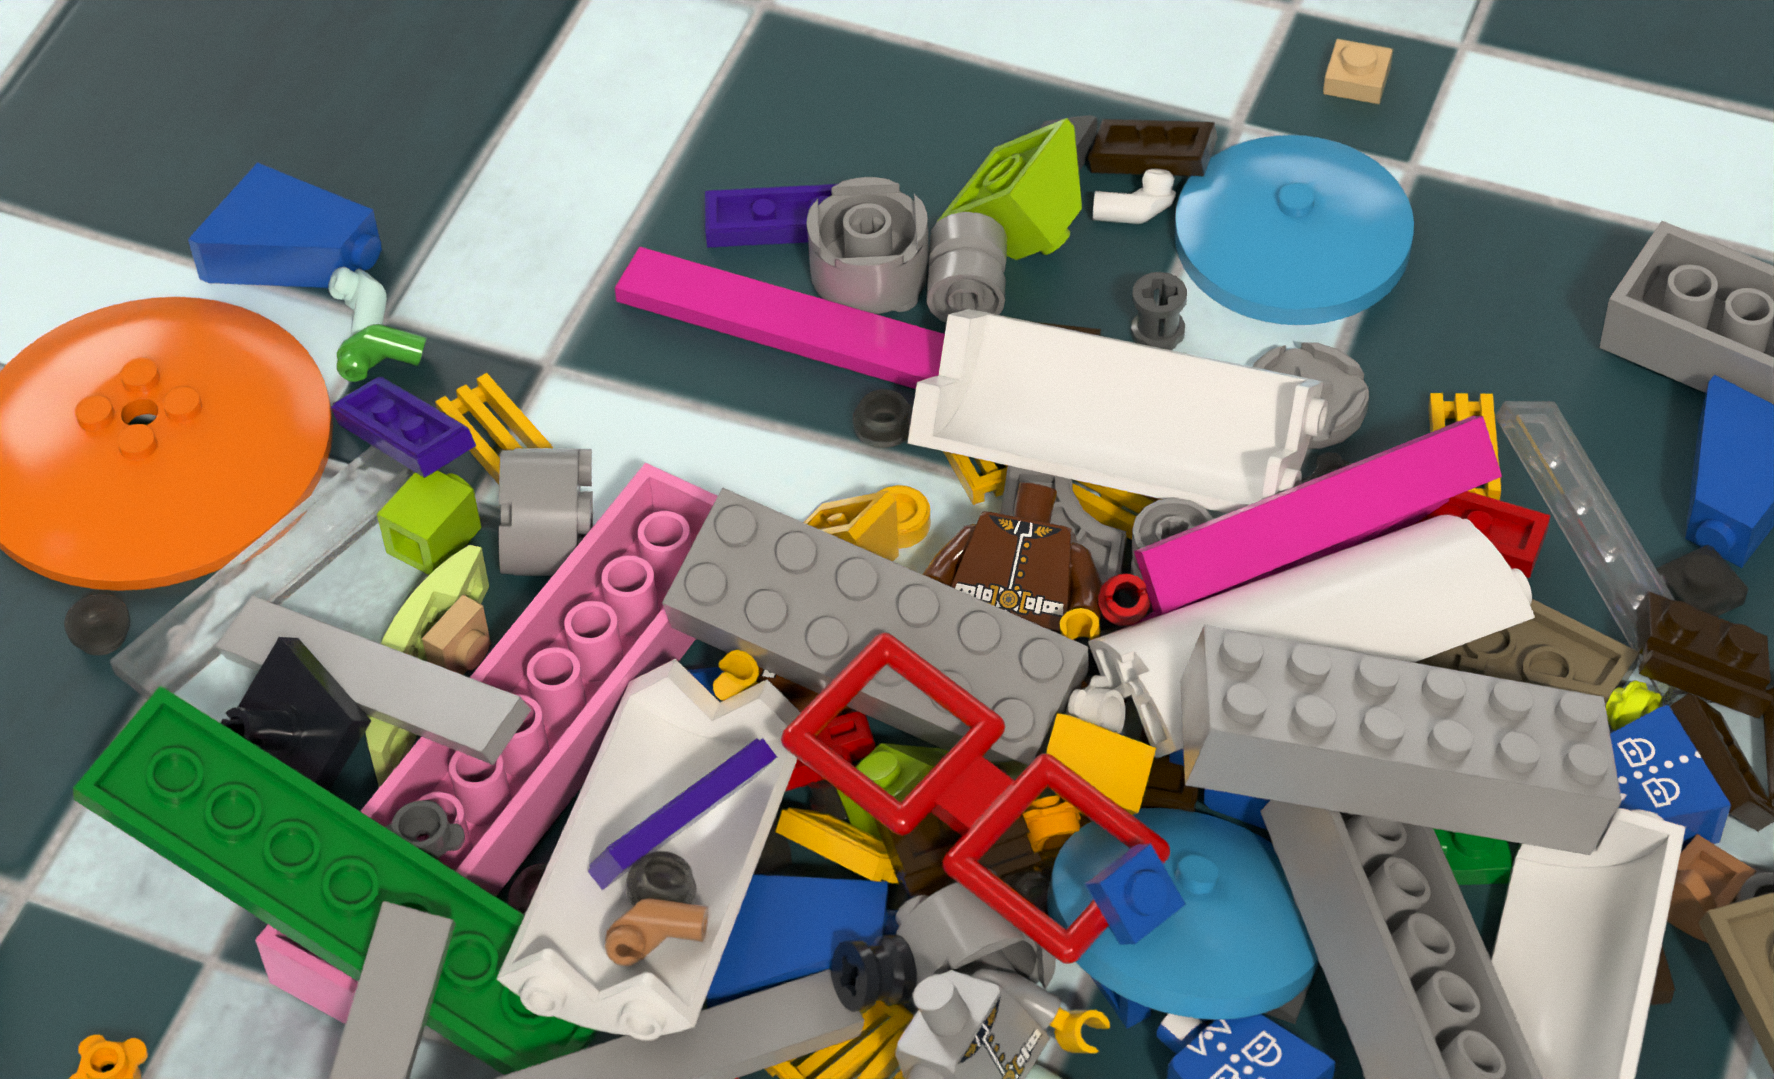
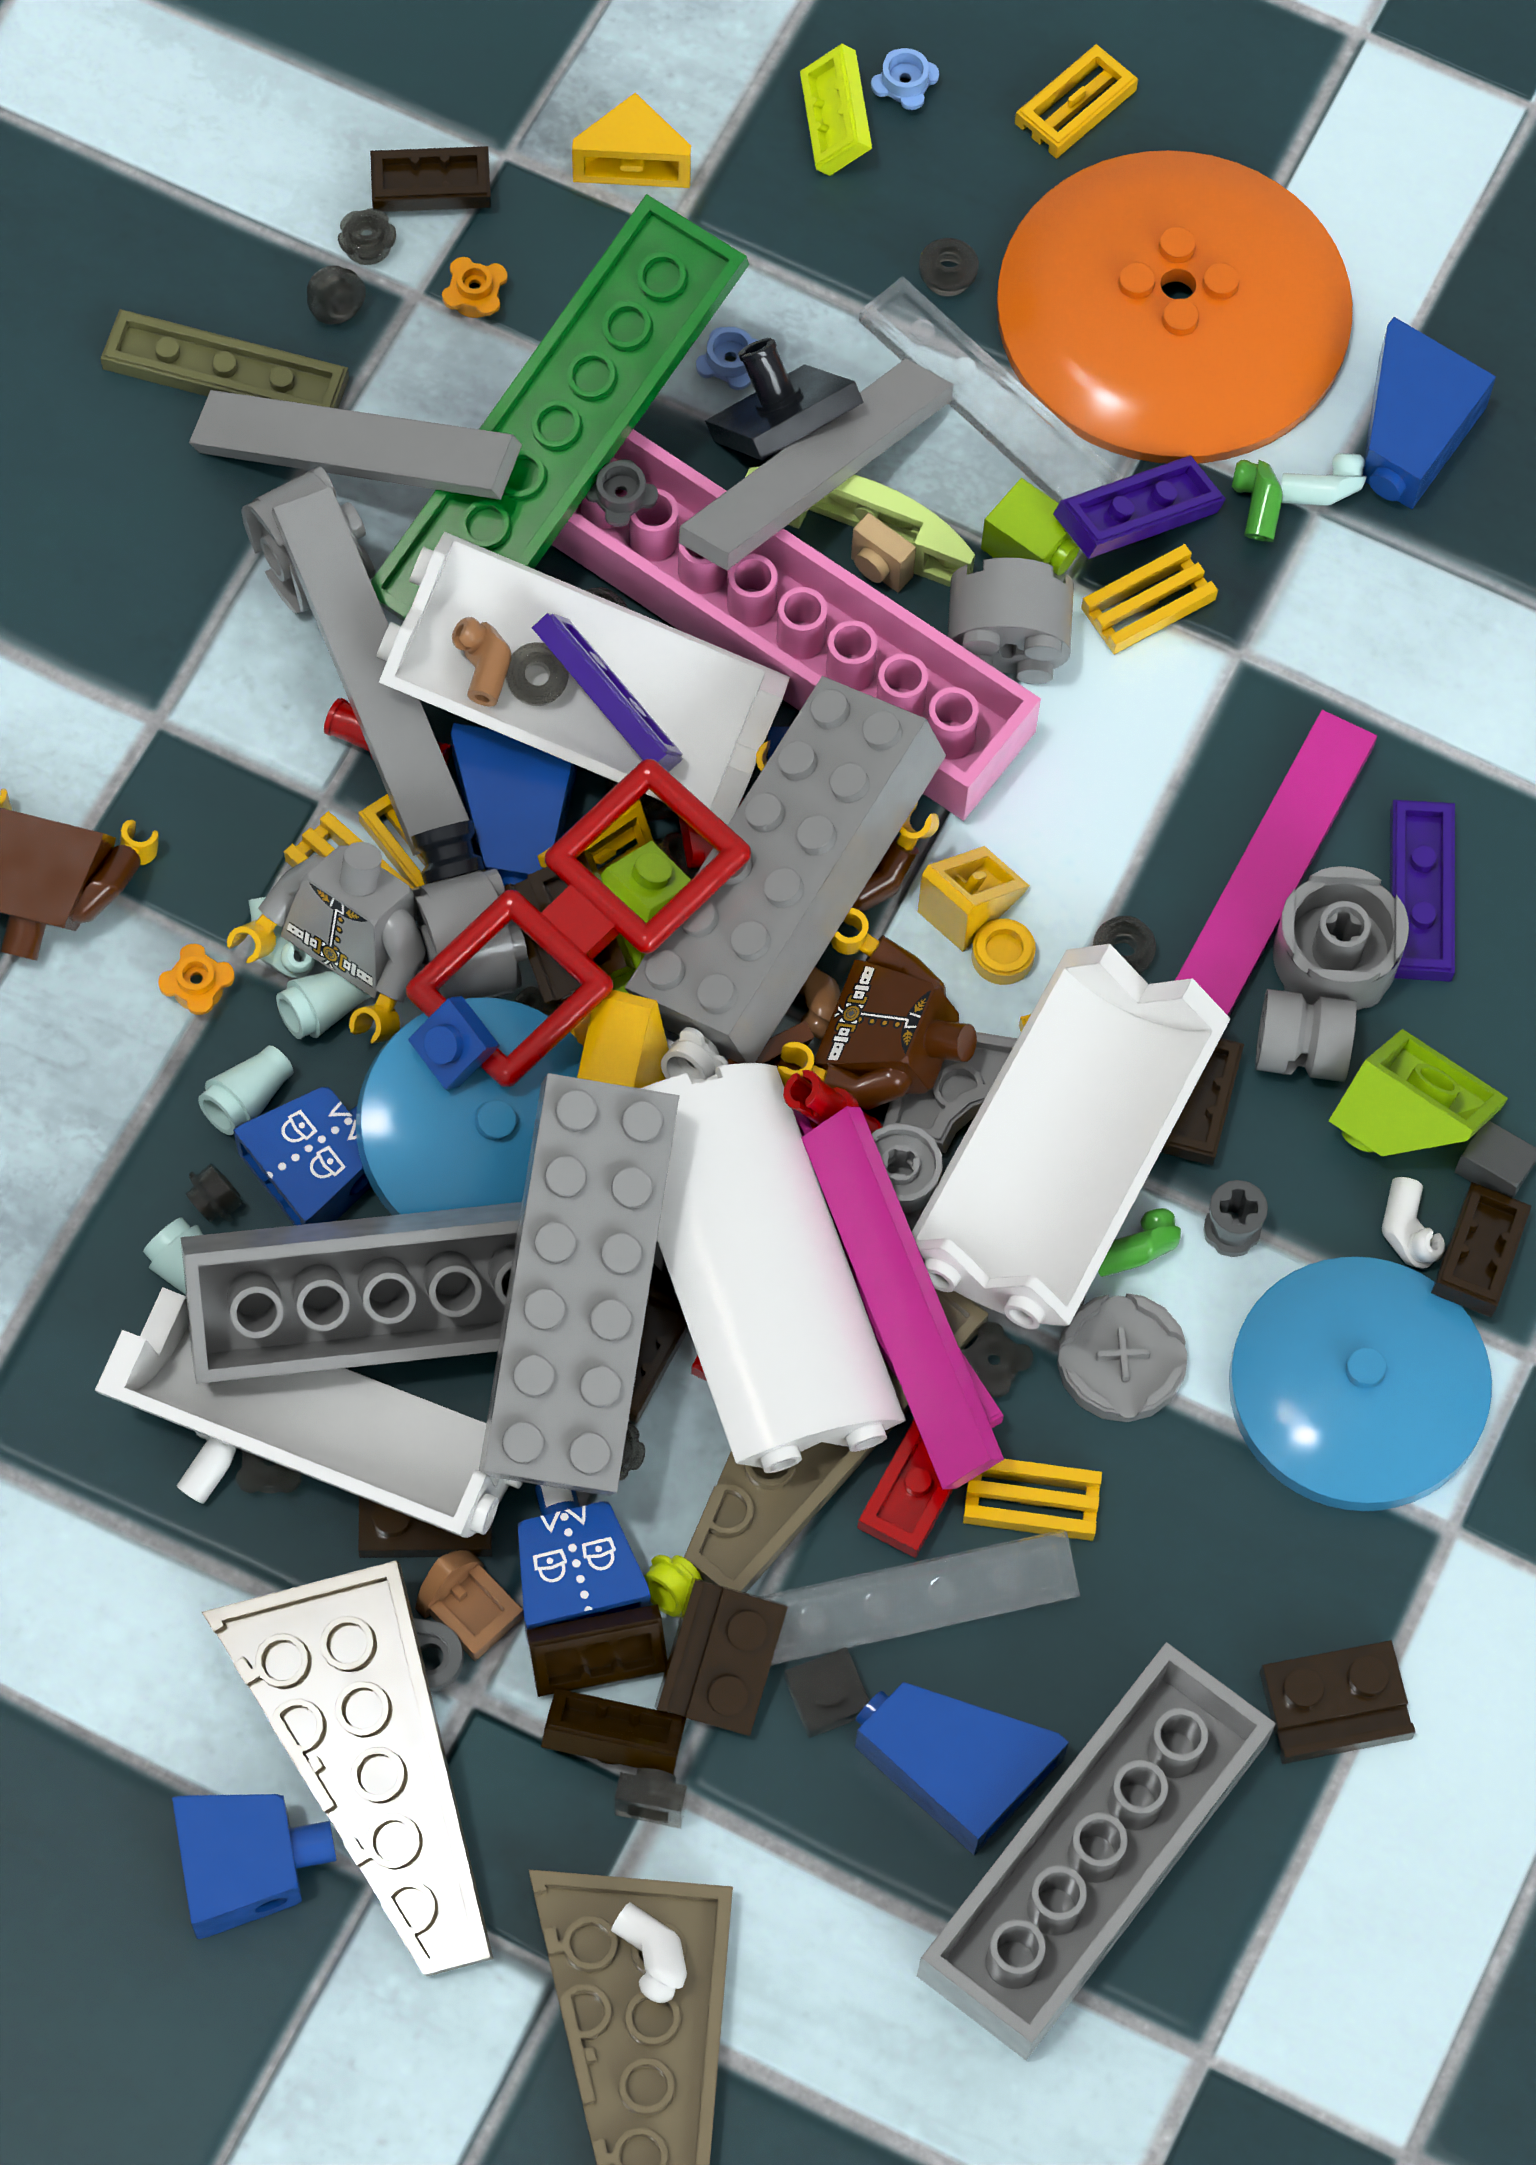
camera: 90 degrees right, 15 degrees up
(1593, 224) = (1337, 1701): none -> dark brown plate

